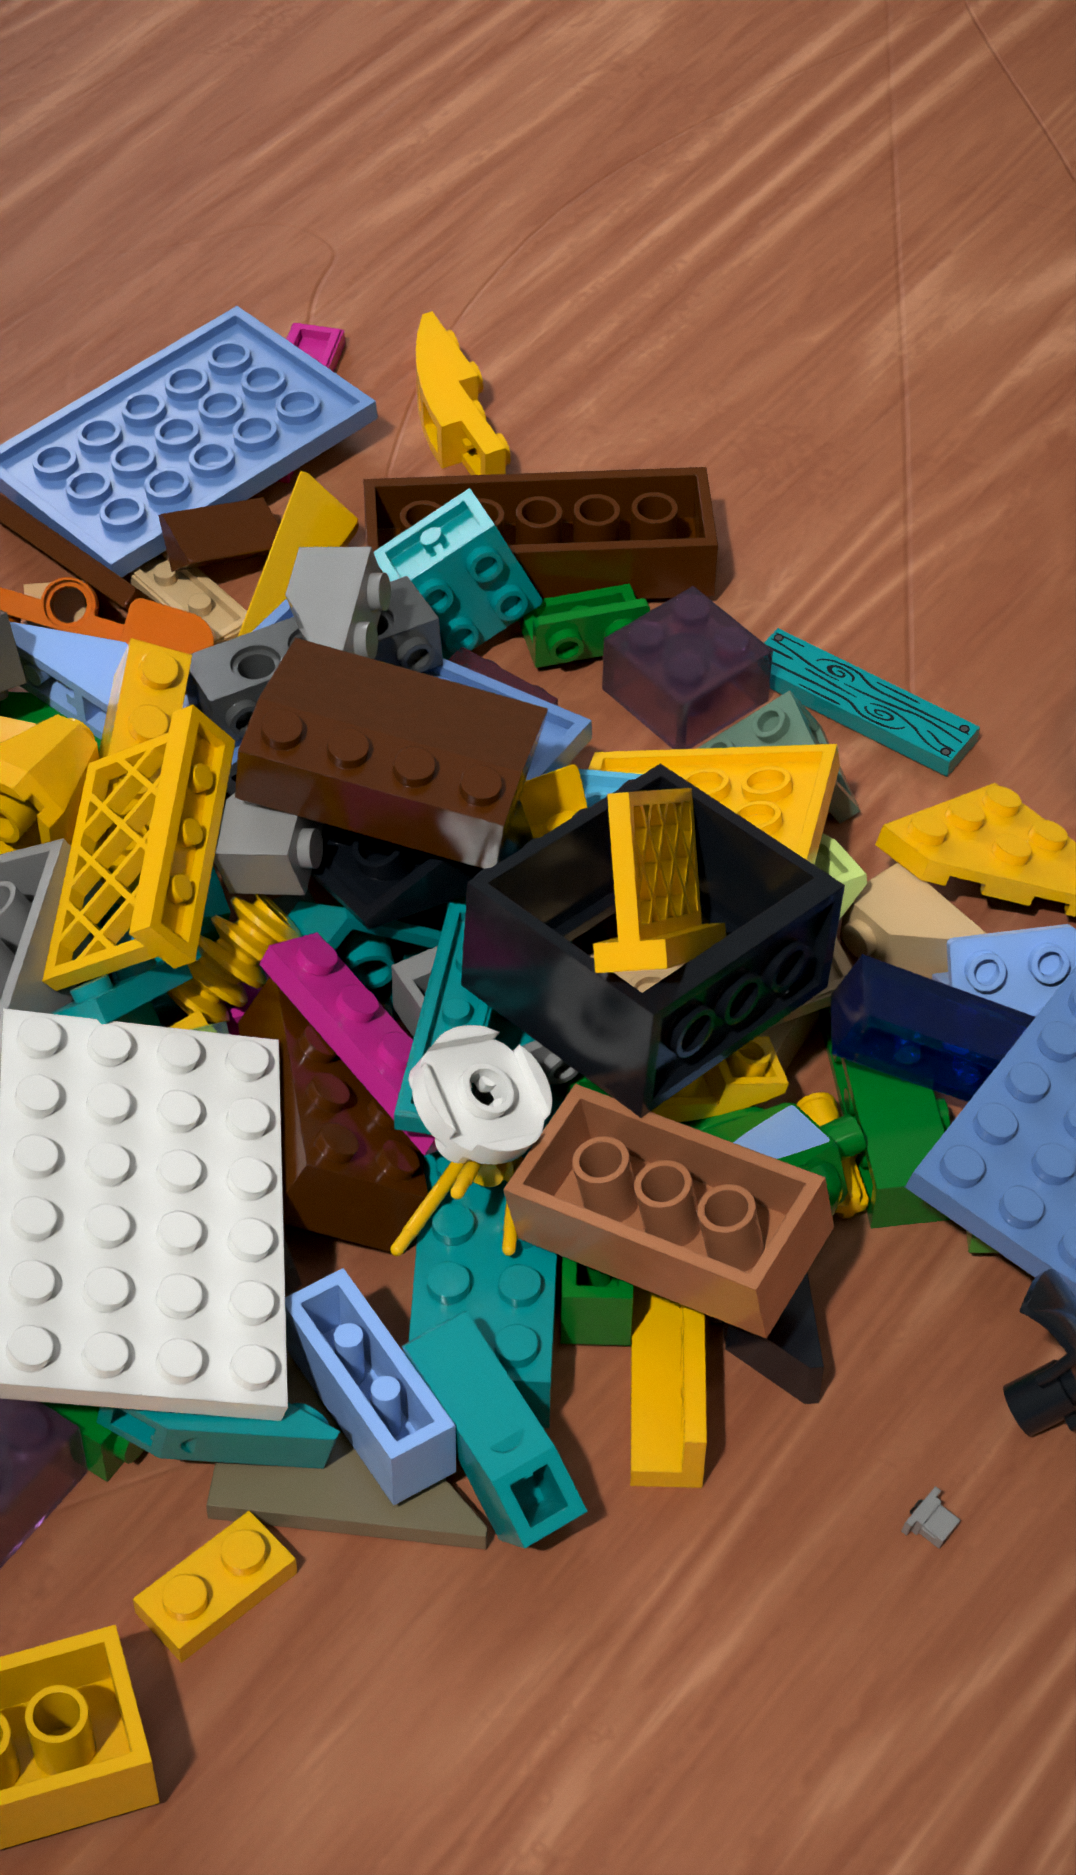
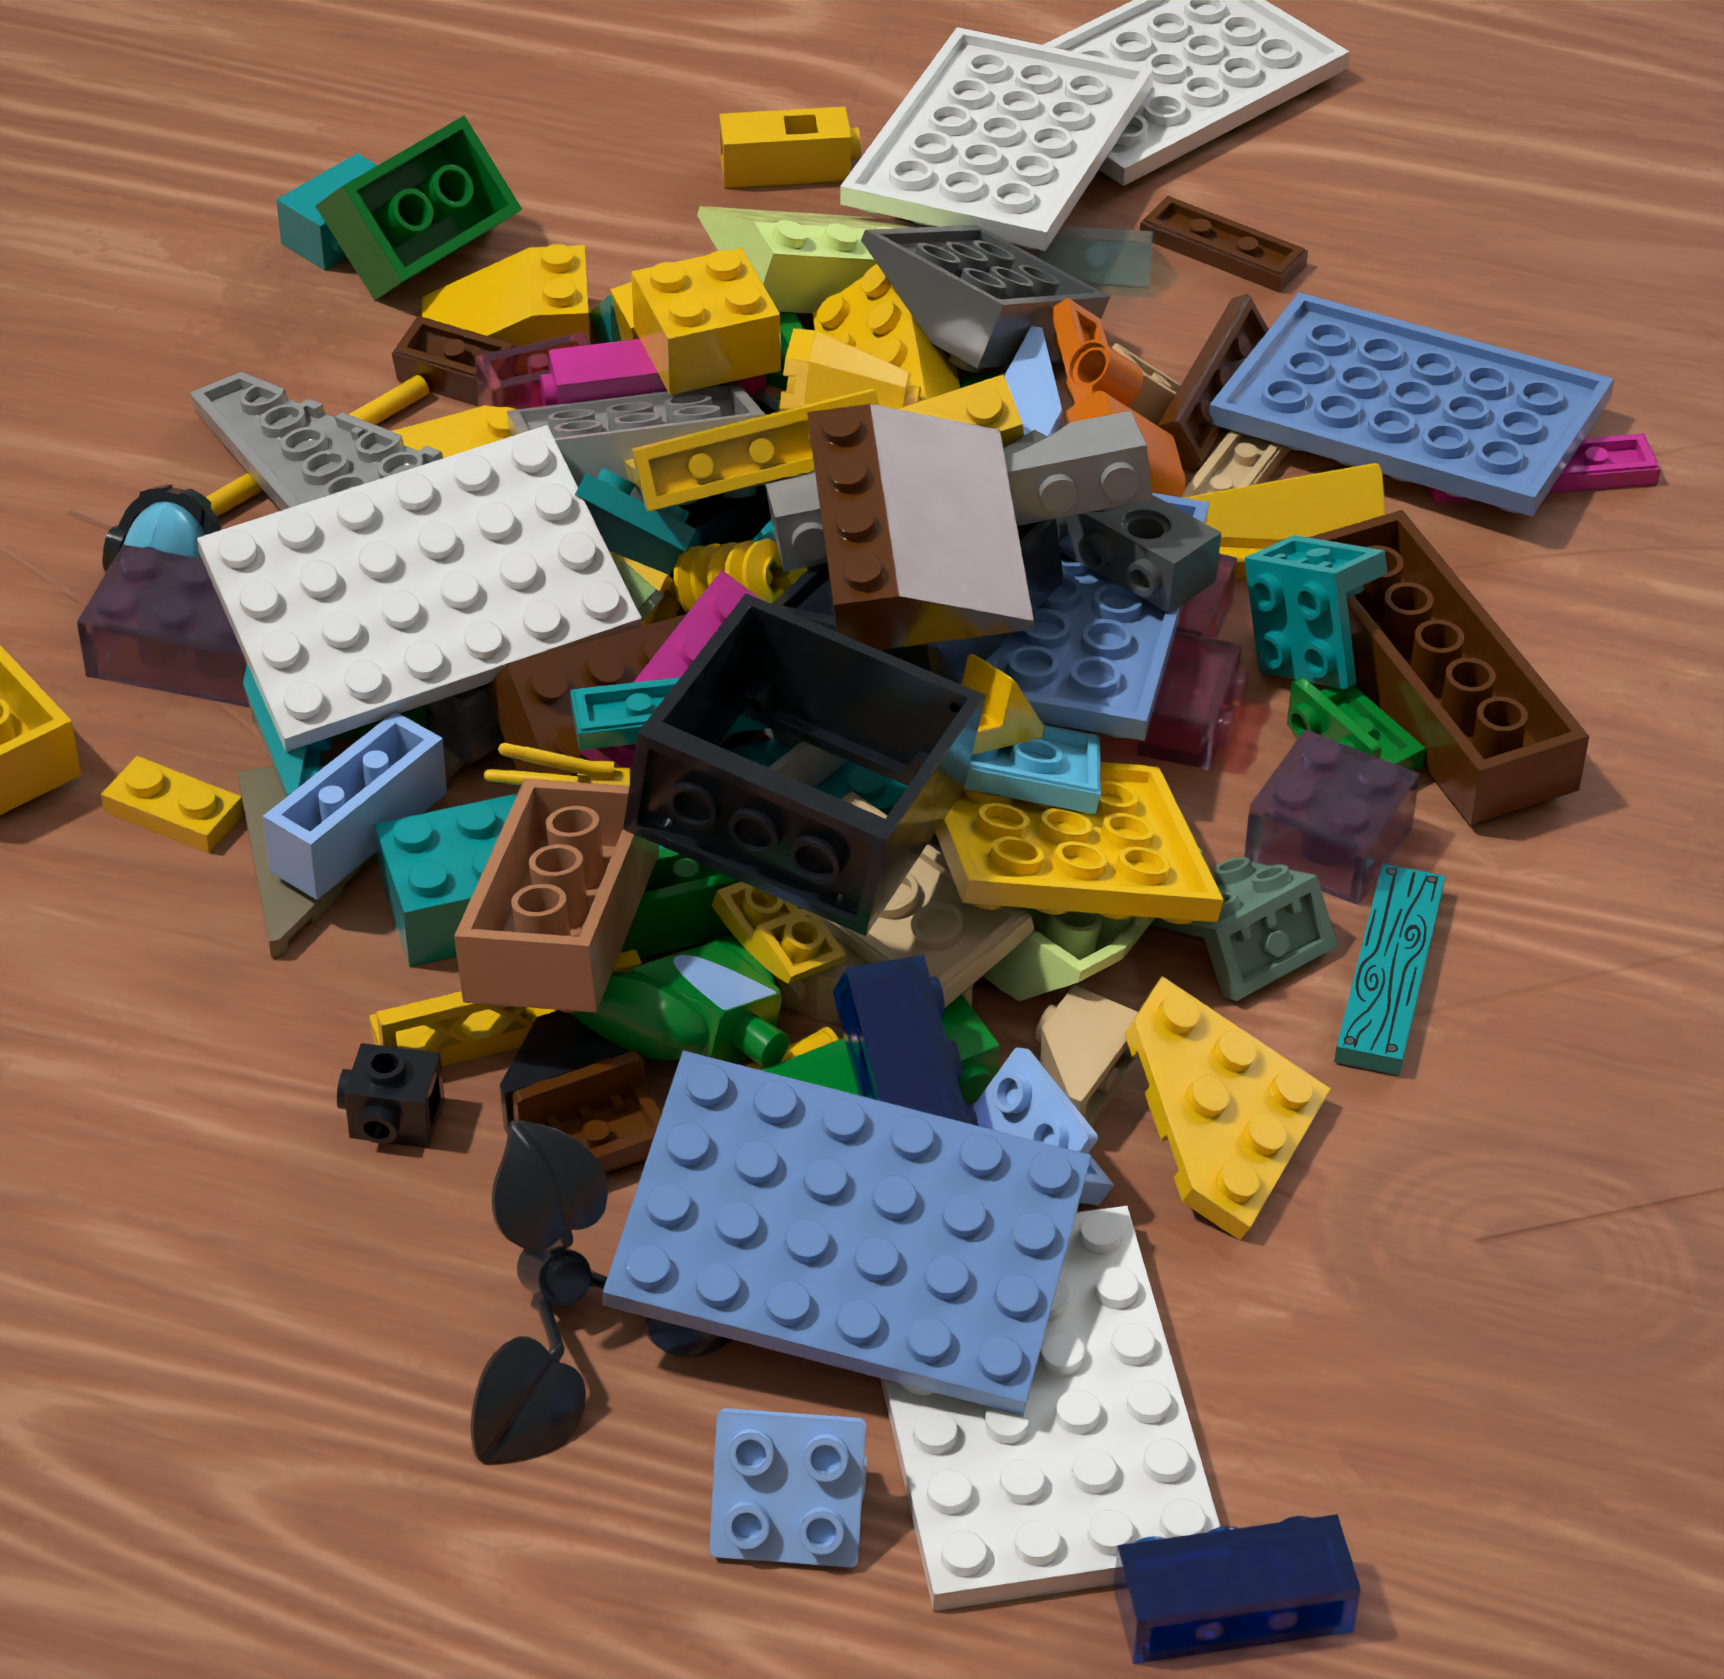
camera: 70 degrees right, 5 degrees down
(218, 533) = (1288, 447): reddish brown slope -> none
(450, 405) = (1600, 556): yellow slope -> none
(460, 1122) = (594, 689): white plate -> none
(496, 1434) = (333, 891): teal slope -> none
(654, 884) = (752, 733): yellow fence -> none
(761, 1475) = (392, 1095): none -> black brick
(863, 1321) = (599, 1107): none -> reddish brown bracket
(931, 1520) = (406, 1234): light grey piece -> none

